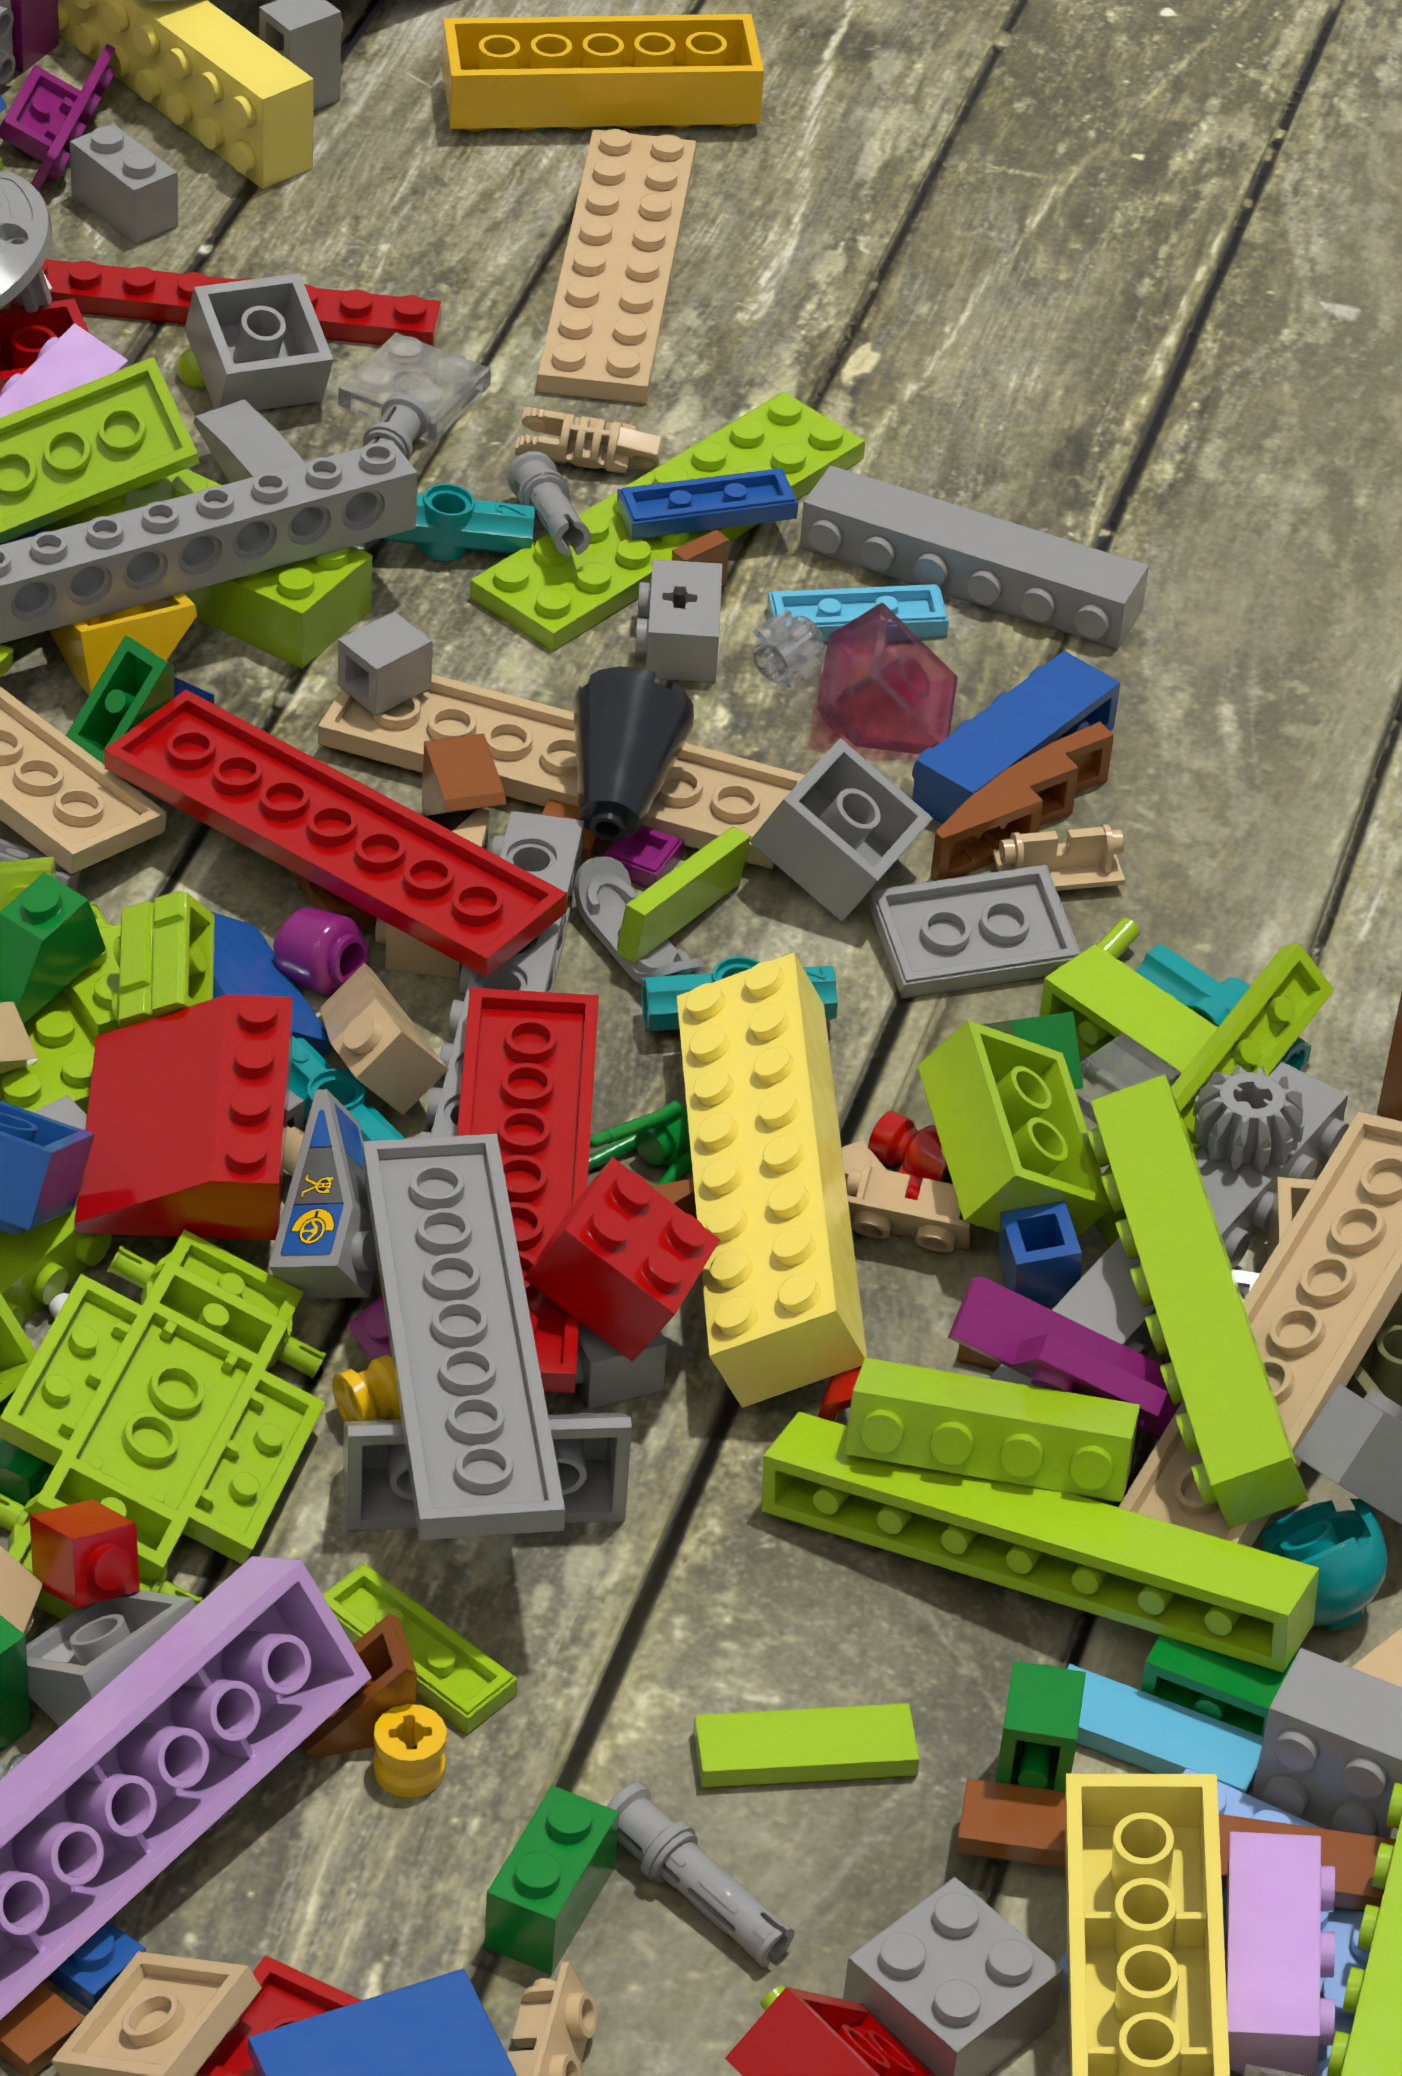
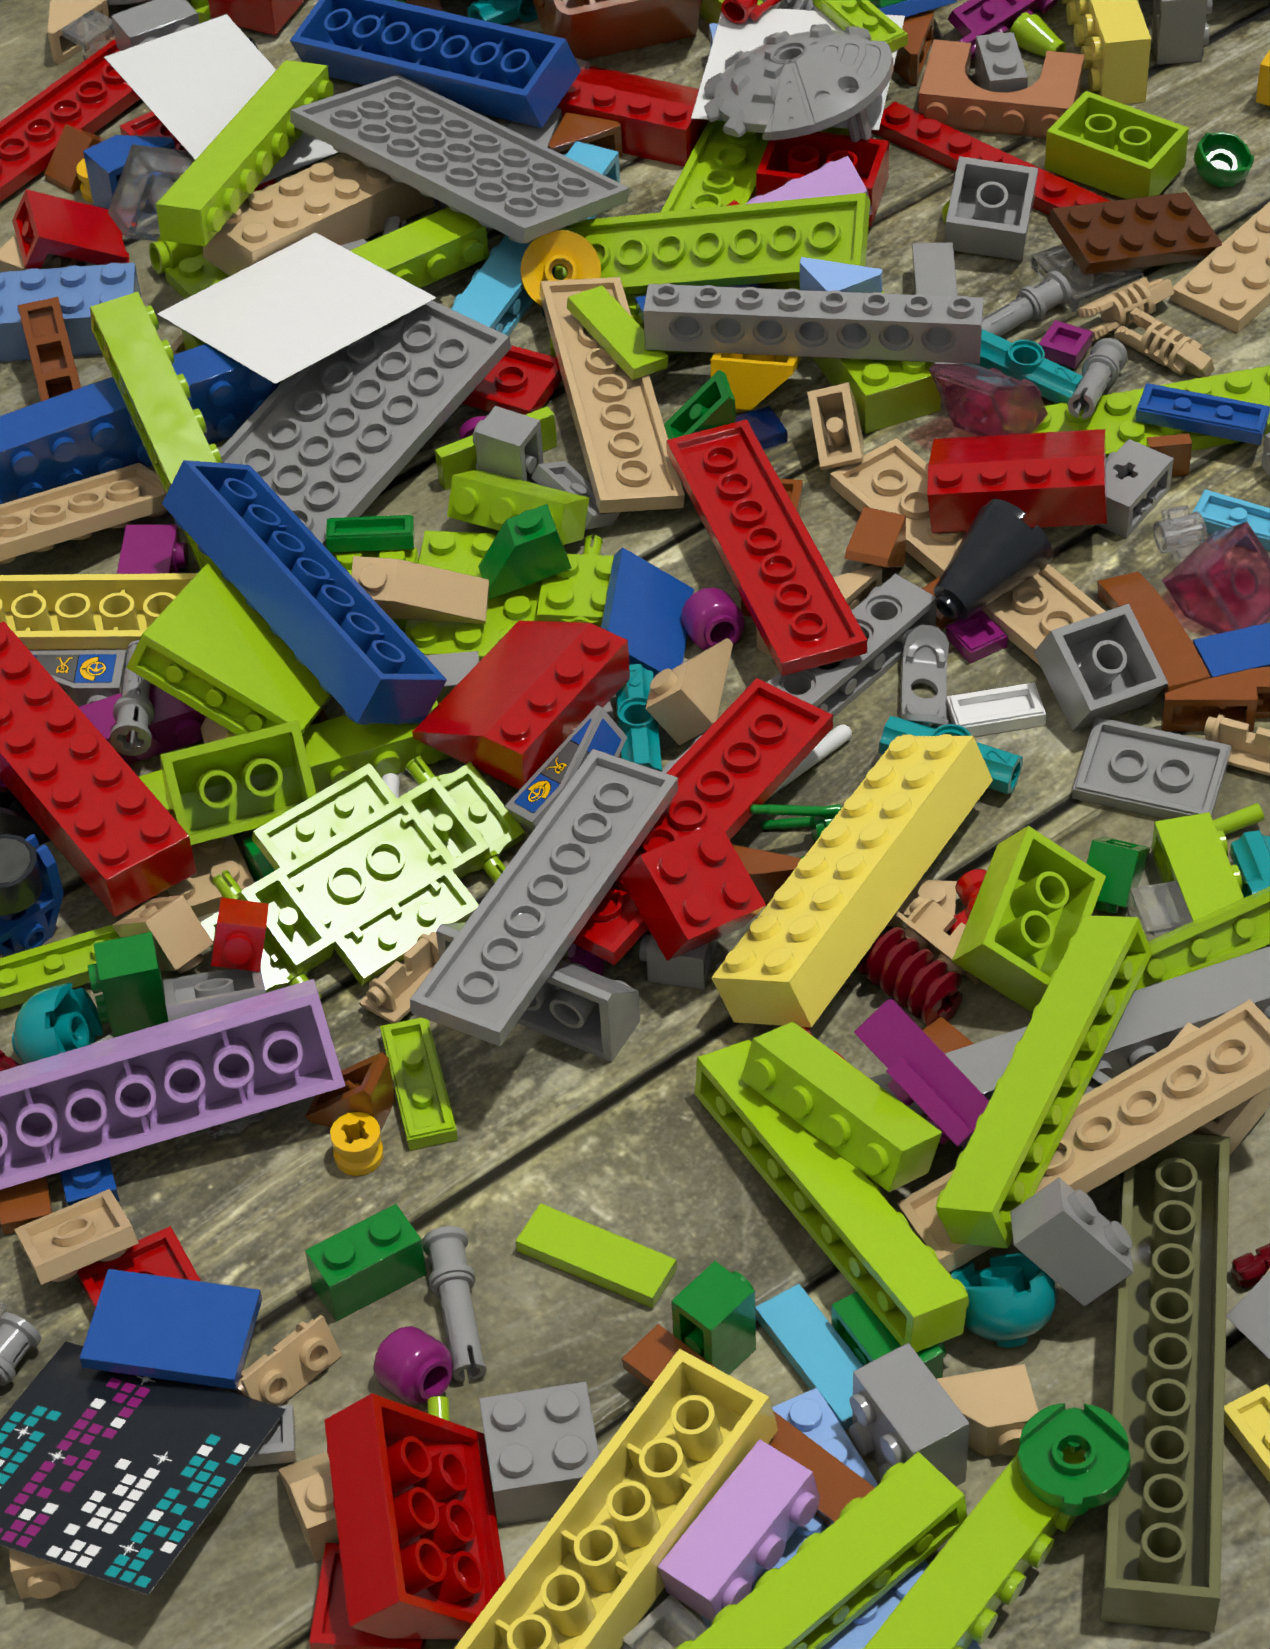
camera: 40 degrees right, 5 degrees up
(136, 123) = (1035, 36): none -> lime cone
(163, 958) = (585, 586): lime brick -> none
(172, 477) = (830, 276): none -> light blue slope
(207, 212) = (960, 104): none -> nougat arch
(286, 666) = (836, 426): none -> tan slope
(308, 1519) = (392, 991): none -> tan hinge
(347, 227) = (1116, 147): none -> lime brick
(385, 663) = (894, 447): light grey brick -> none
(451, 320) = (1134, 233): none -> reddish brown plate
(454, 574) = (988, 400): none -> clear pink slope
(471, 471) = (1066, 343): none -> magenta plate
(477, 205) = (1222, 159): none -> green hair
(499, 412) = (1118, 305): none -> tan hinge
(529, 656) = (1045, 474): none -> red slope
(682, 894) = (968, 671): lime tile -> none
(711, 1970) = (413, 1365): none -> magenta head
(740, 927) = (997, 709): none -> white tile
(801, 743) = (1160, 626): none -> dark orange slope
(913, 1263) = (912, 976): none -> dark red piece
(1039, 1252) = (994, 1003): blue brick -> none
(1248, 1118) = (1199, 973): light grey gear -> none

